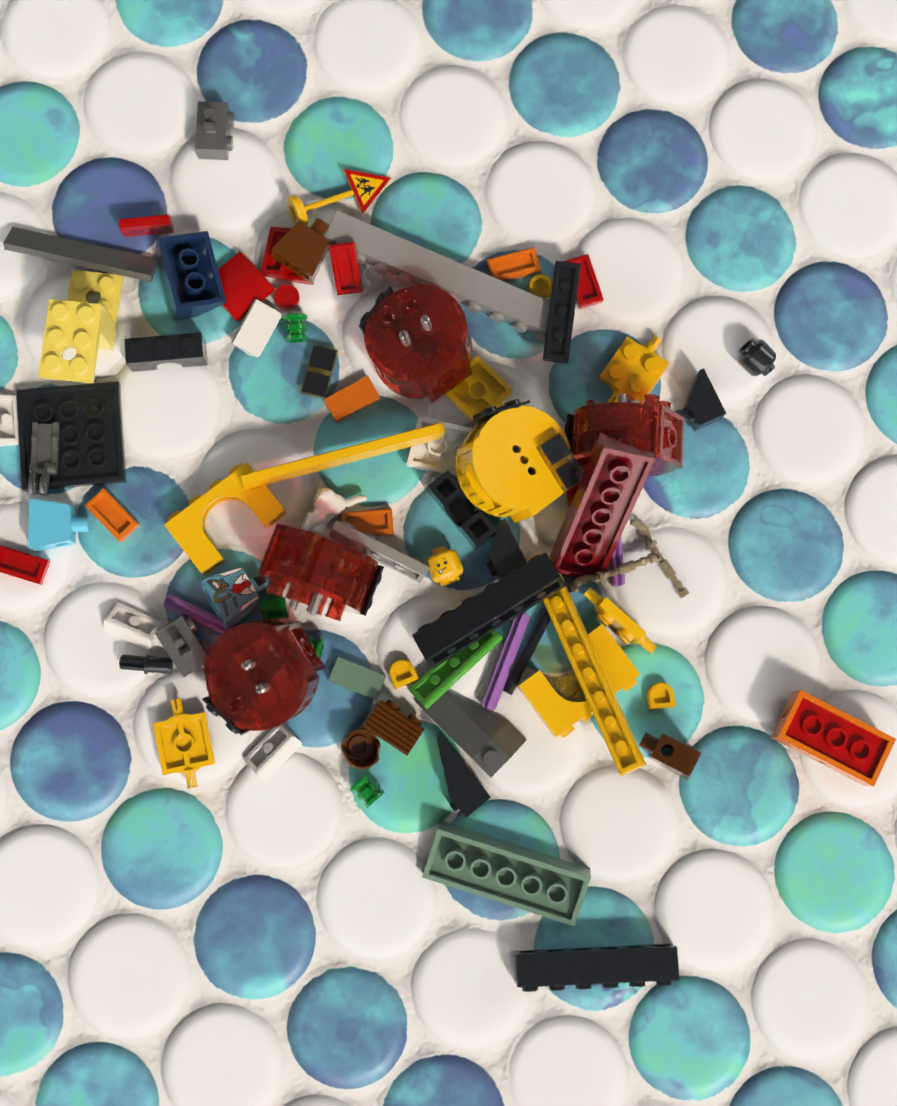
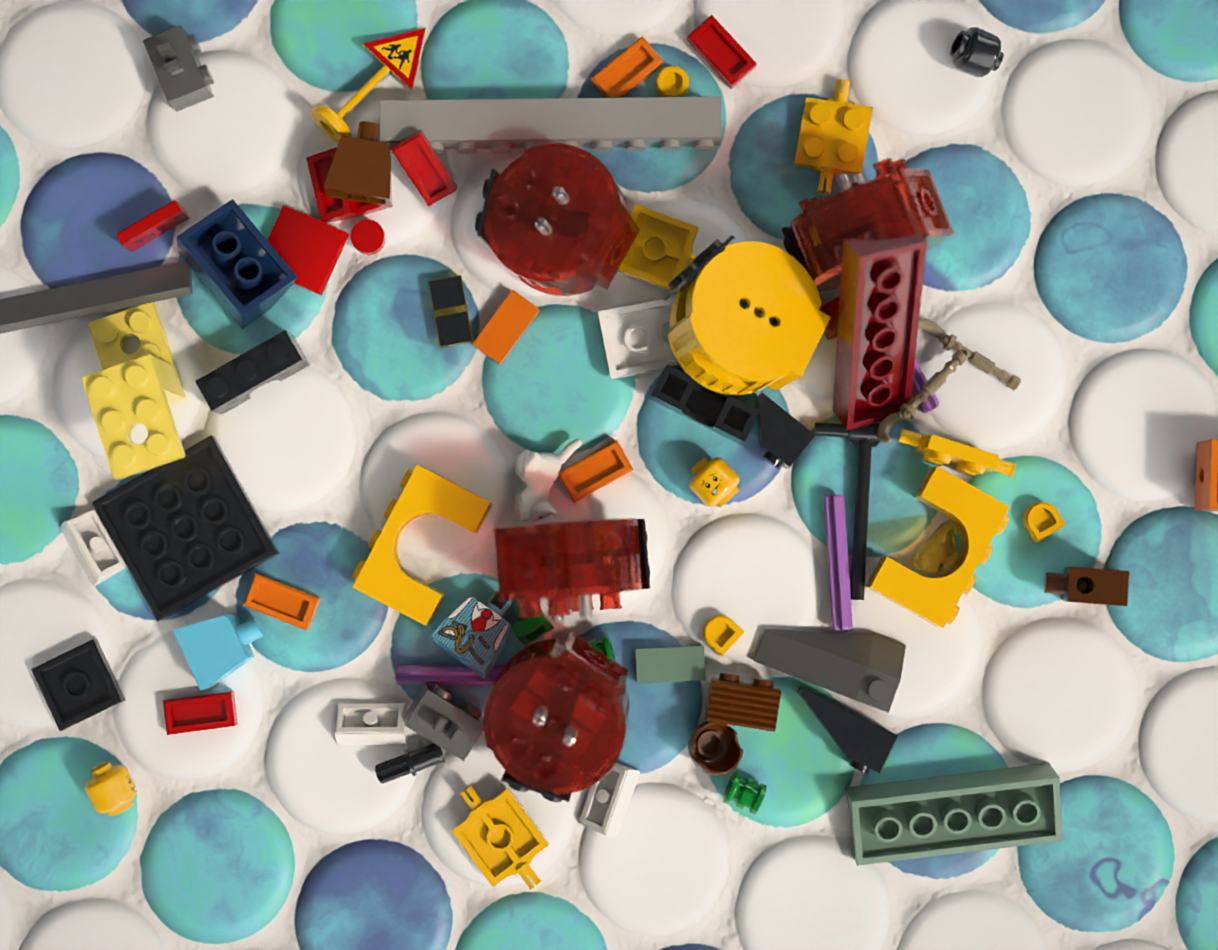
camera: 15 degrees left, 5 degrees up
(43, 455) = (165, 568): dark grey arm -> none
(256, 328) = (349, 293): white slope -> none
(295, 328) = (396, 270): green bush -> none
(343, 456) = (531, 404): yellow tile -> none
(387, 555) = (640, 500): light grey plate -> none
(444, 676) = (780, 593): bright green tile -> none
(488, 610) = (793, 511): black brick -> none
(561, 312) = (715, 103): black tile -> none
(561, 462) = (805, 294): black tile -> none
(594, 682) = (952, 535): yellow tile -> none
(596, 966) = (1110, 875): black brick -> none
(702, 403) = (934, 137): black slope -> none

